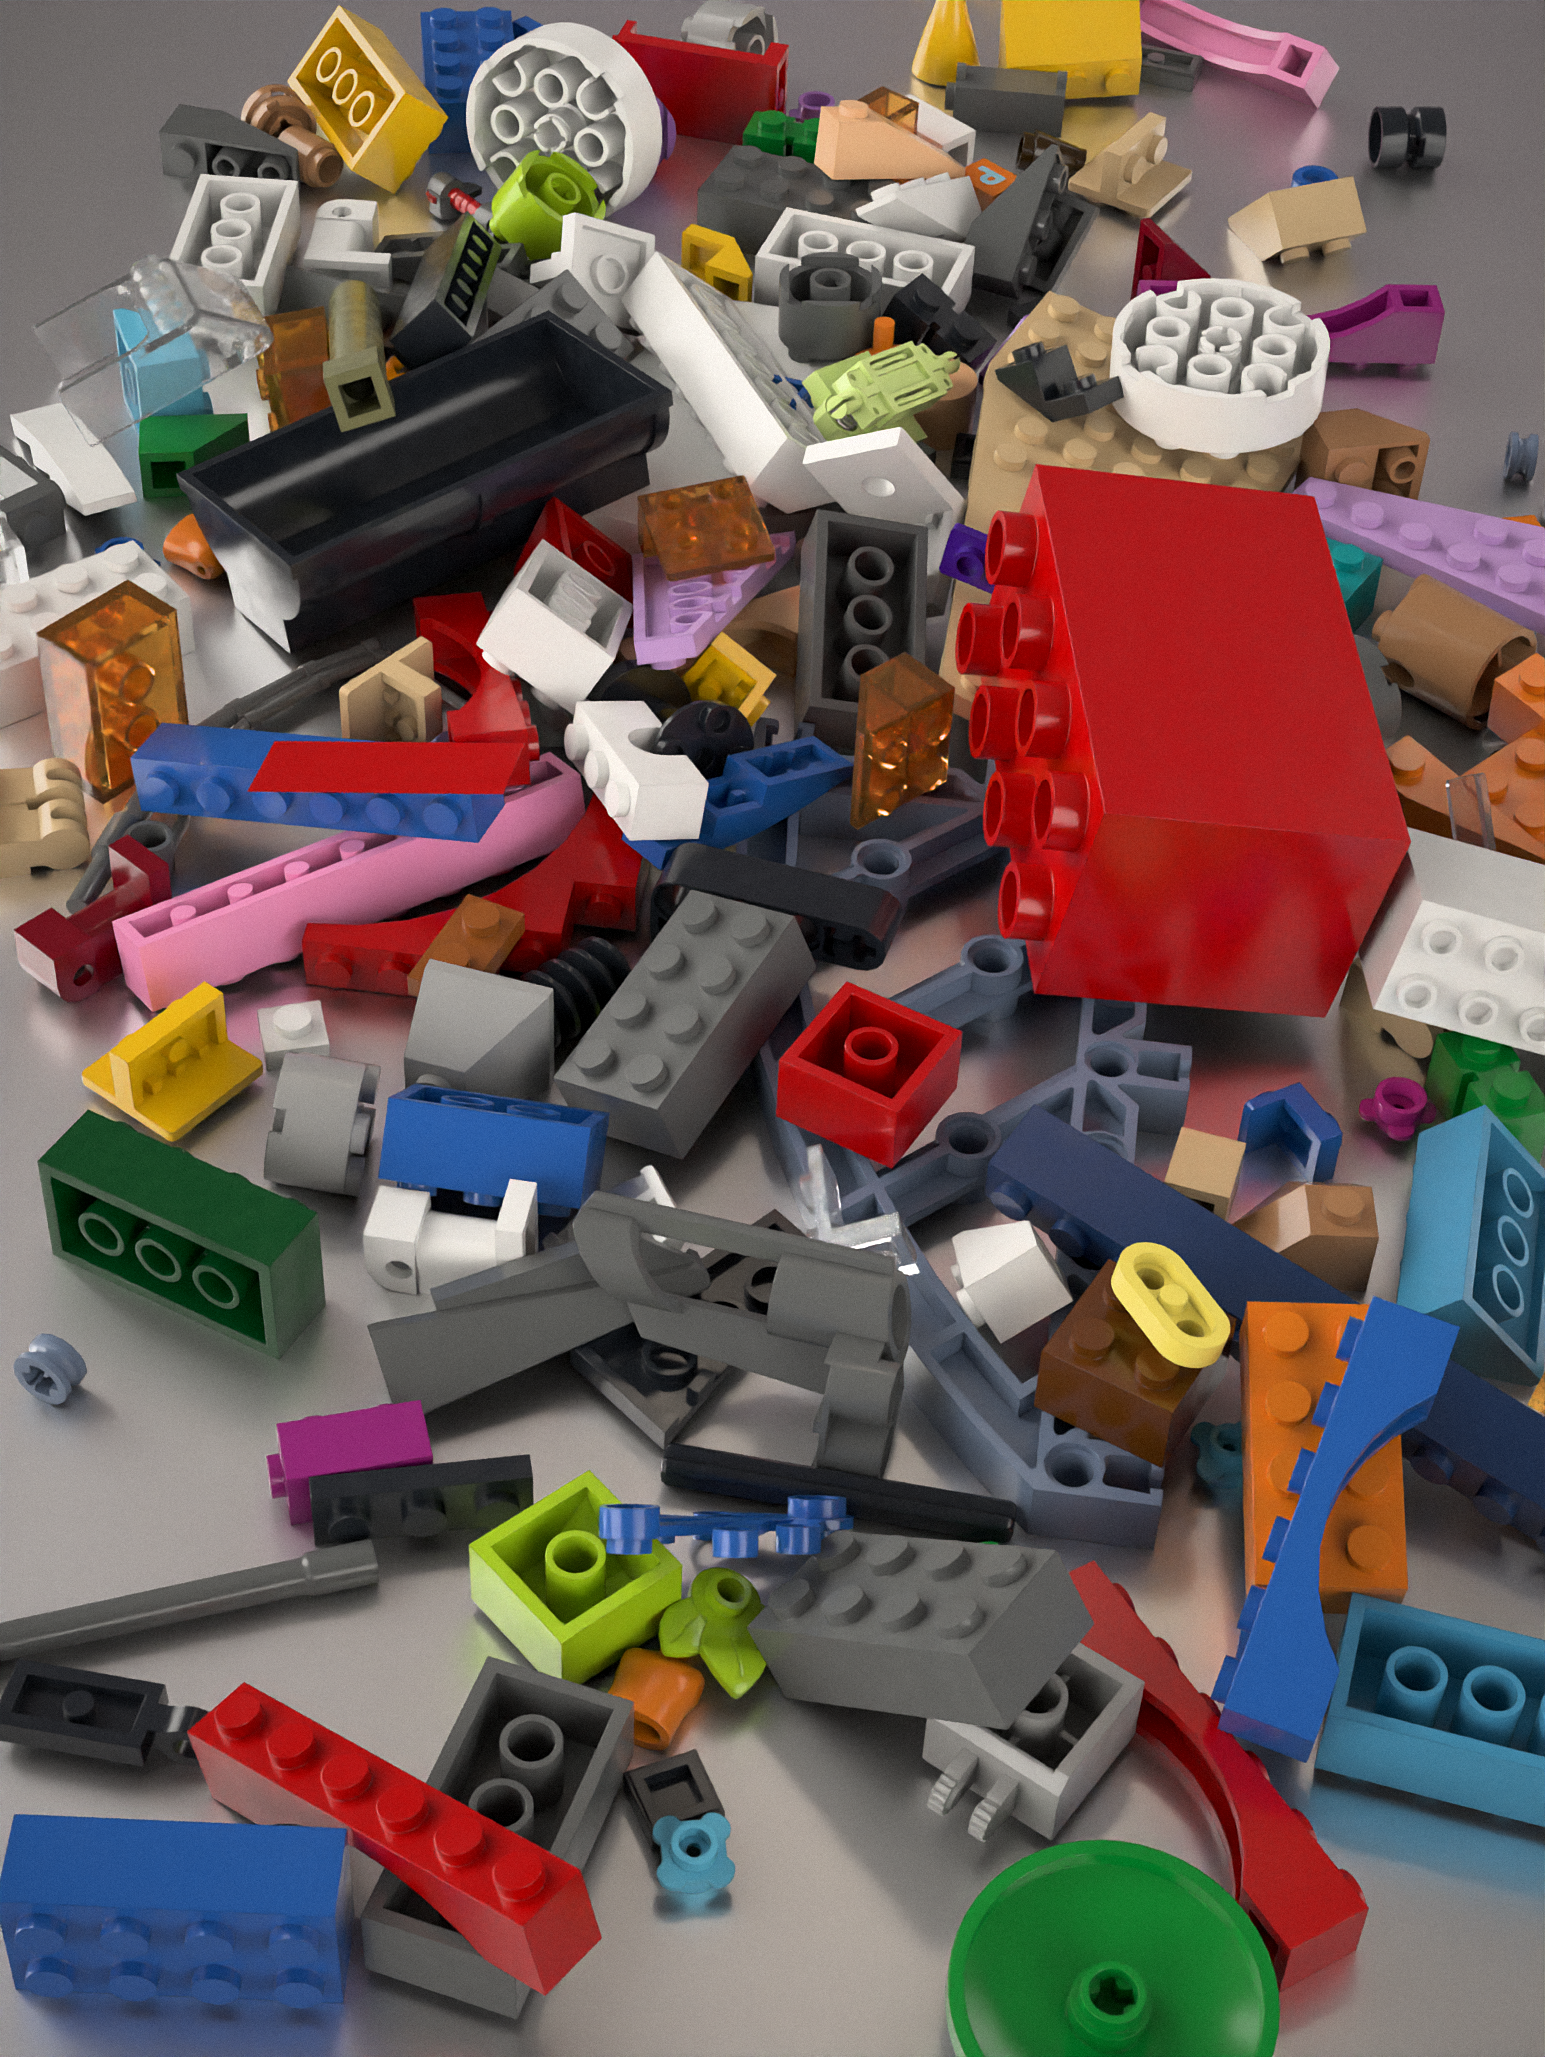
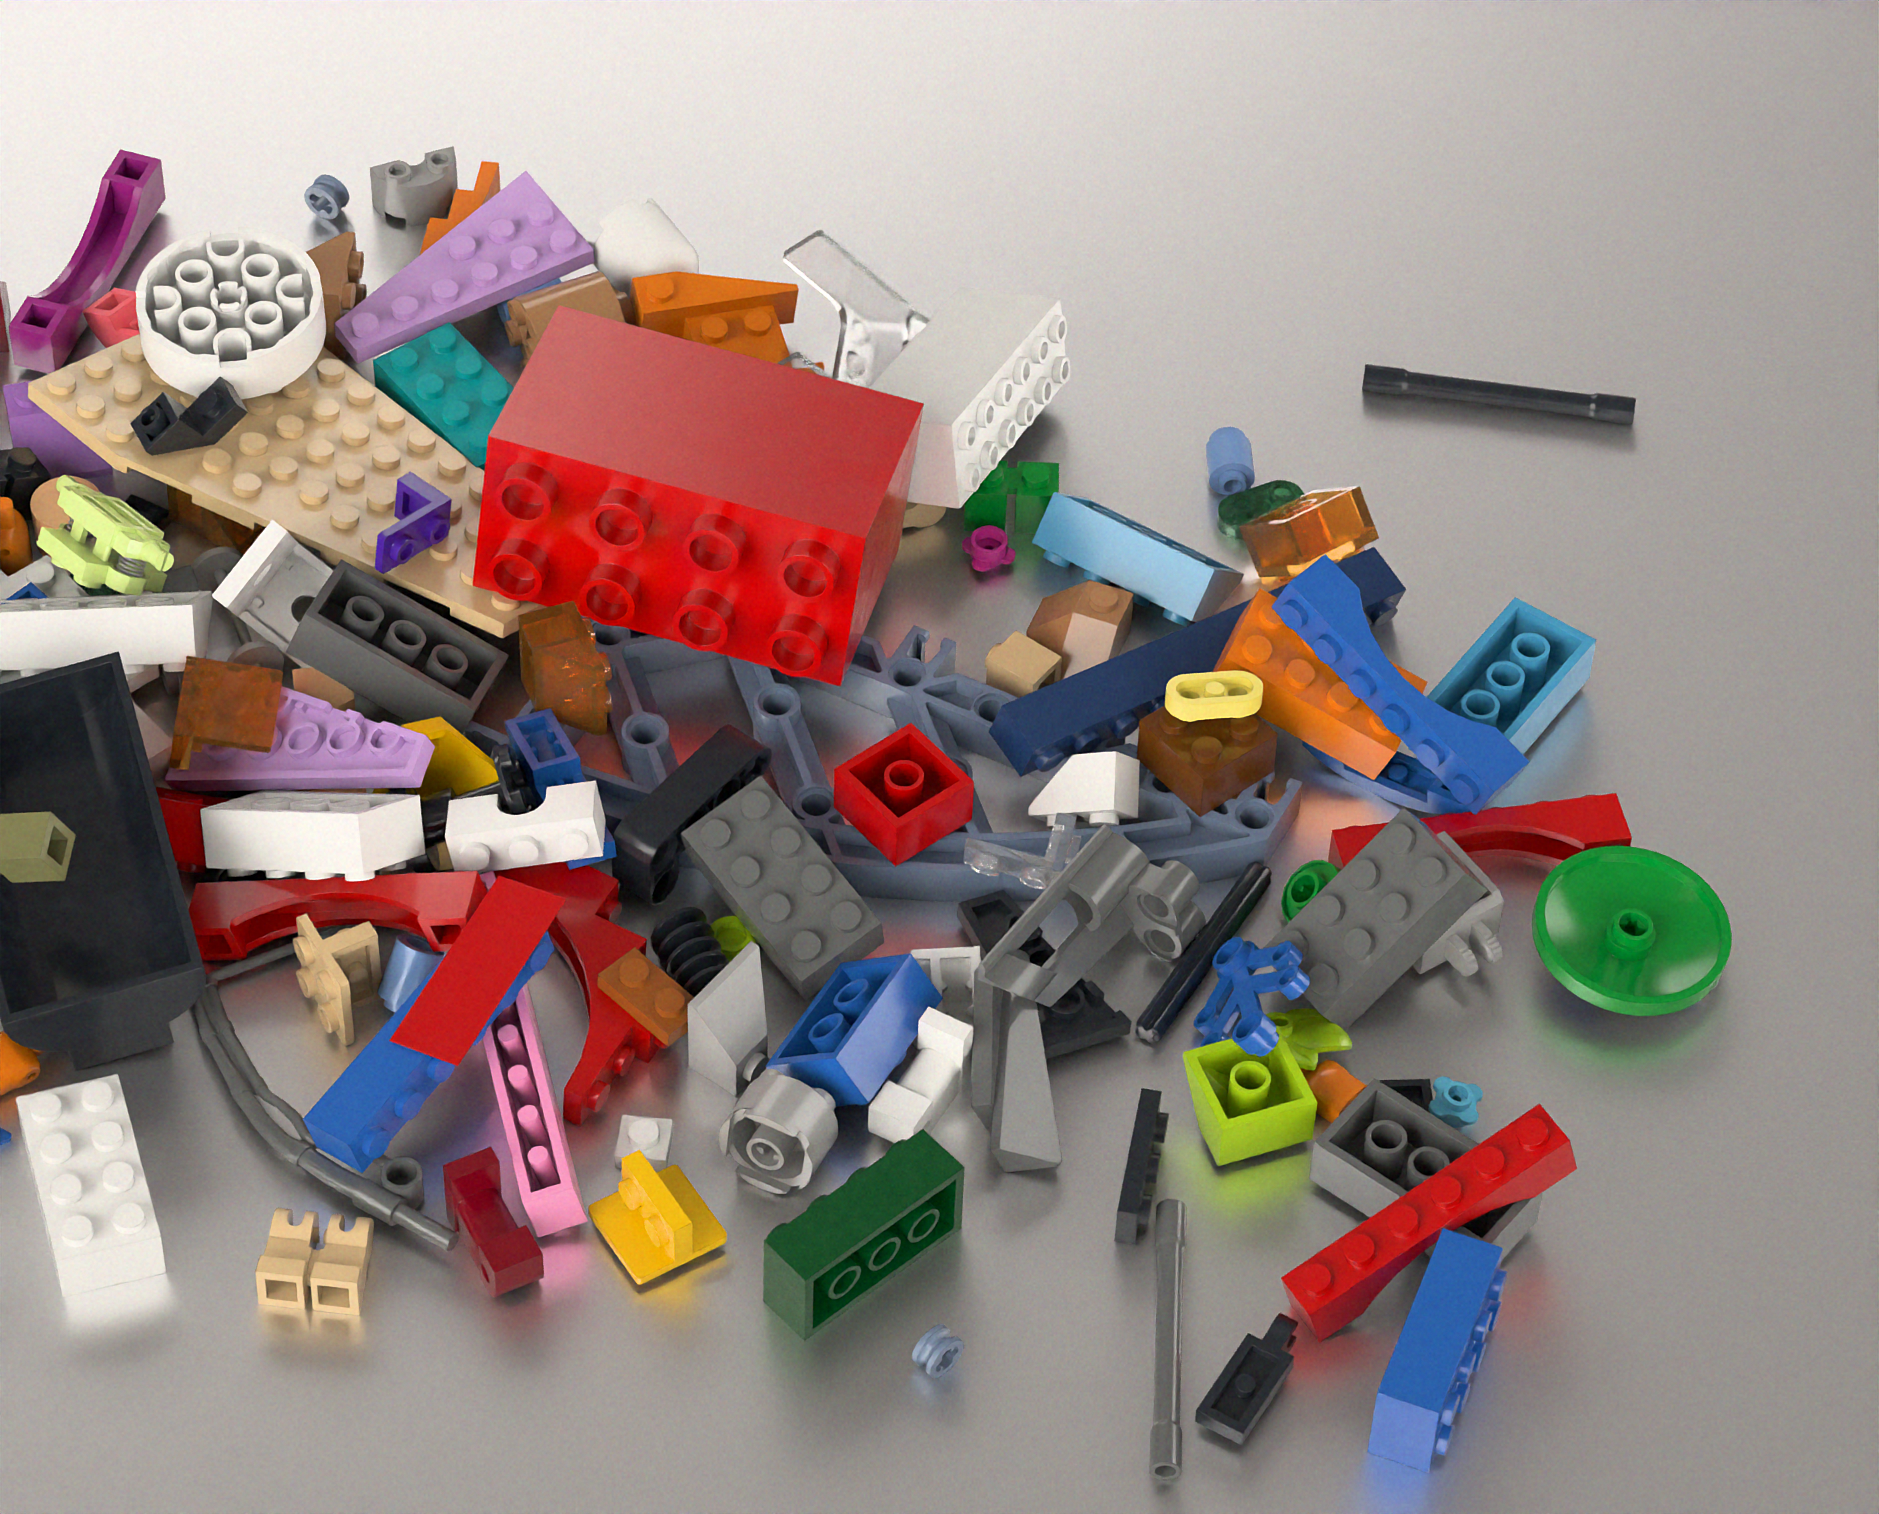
camera: 70 degrees left, 5 degrees up
(111, 682) = (241, 1142): clear orange brick -> none
(344, 1443) = (1092, 1194): magenta brick -> none
(1297, 1127) = (996, 605): blue bracket -> none

